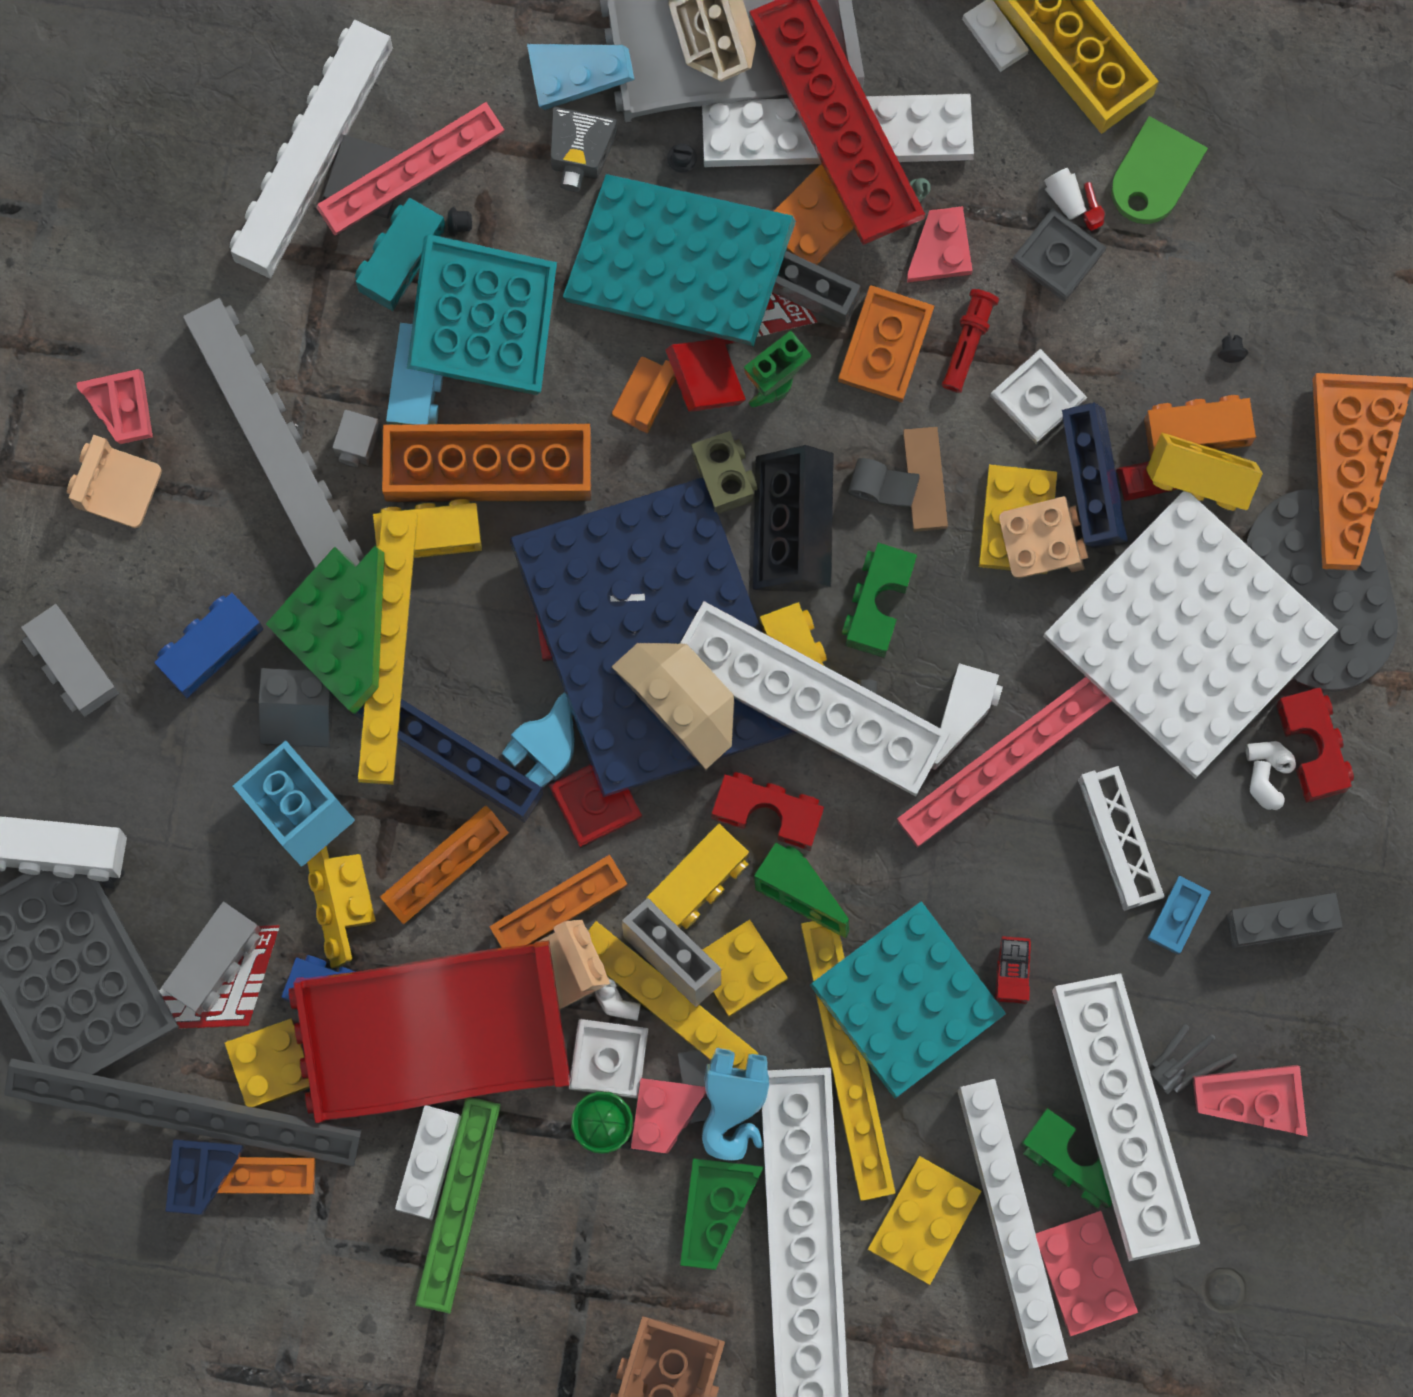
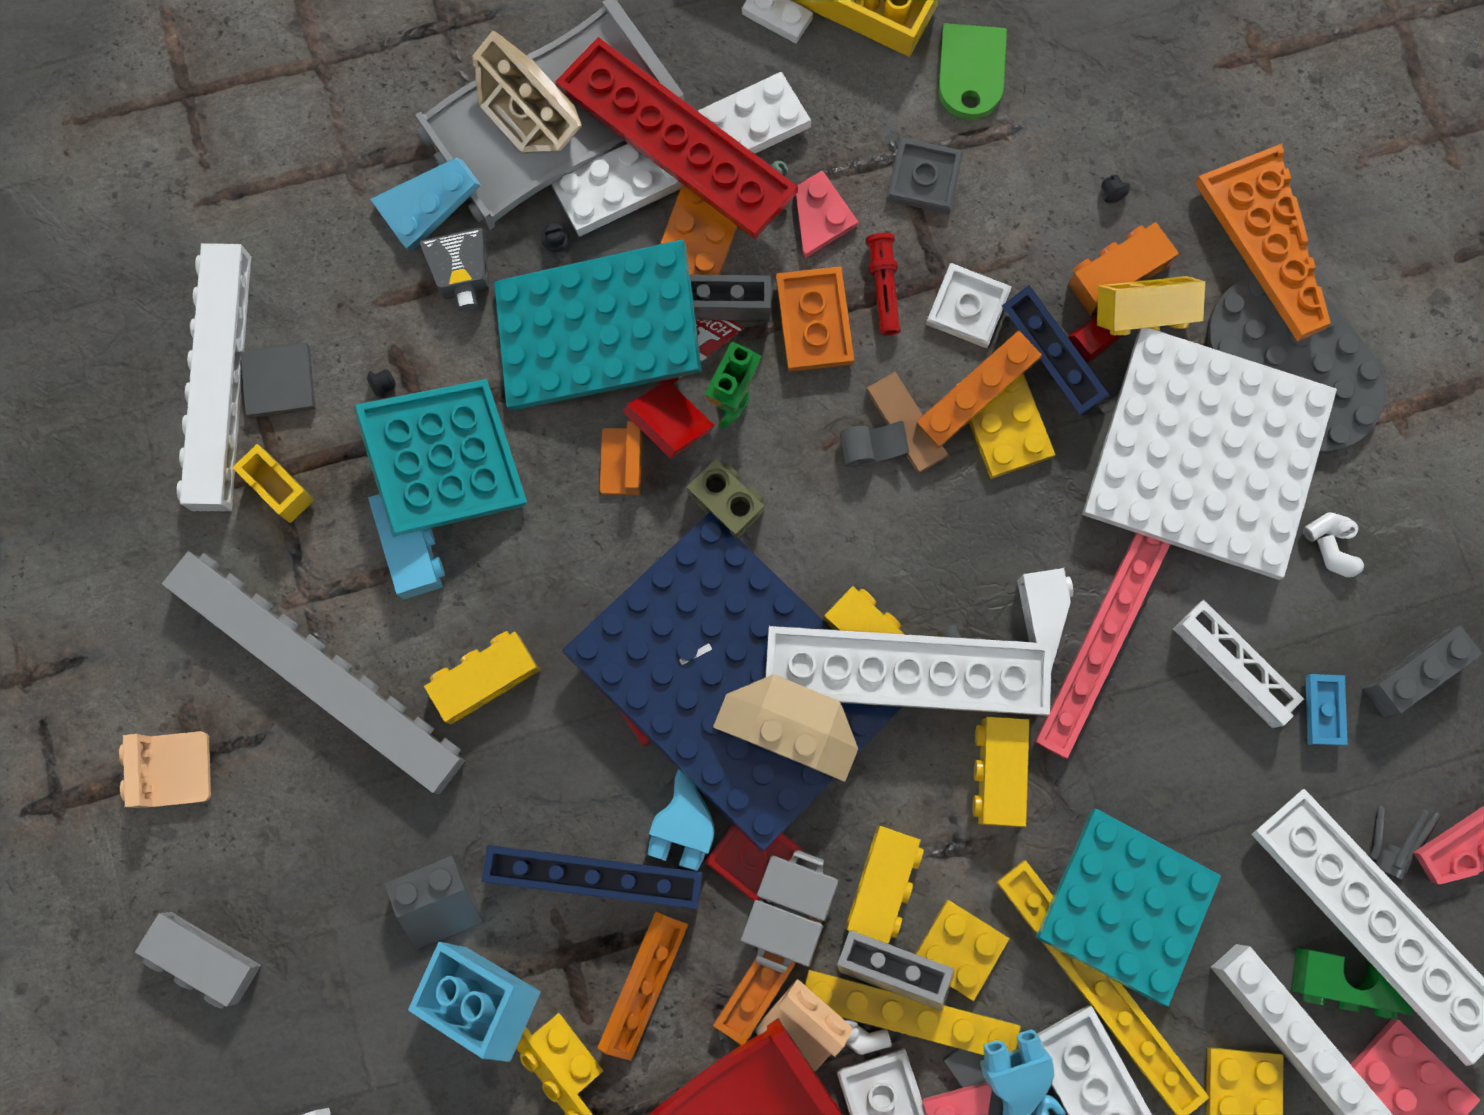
camera: 25 degrees left, 0 degrees up
(120, 404) = (141, 691): coral wing -> none
(208, 644) = (323, 881): blue brick -> none
(321, 271) = (273, 483): none -> yellow brick
(336, 624) = (437, 810): green wing -> none
(356, 438) = (376, 622): light grey brick -> none
(383, 707) = (496, 810): yellow plate -> none
(398, 254) = (337, 436): teal brick -> none
(410, 168) = (313, 355): coral plate -> none
(486, 462) = (506, 589): orange brick -> none
(593, 871) = (785, 926): none -> light grey piece
(741, 797) = (947, 784): red arch -> none
(793, 520) = (809, 513): black slope -> none
(795, 884) = (975, 848): green slope -> none
(852, 830) = (1002, 772): none -> yellow brick
(887, 570) = (922, 578): green arch -> none
(1003, 477) = (979, 388): none -> orange plate
(1013, 970) = (1208, 832): leg -> none
(1043, 538) = (1038, 427): light nougat bracket -> none
(1066, 193) = (905, 119): white cone -> none
(1095, 216) = (940, 126): red hand -> none
(1310, 715) = (1386, 516): red arch -> none

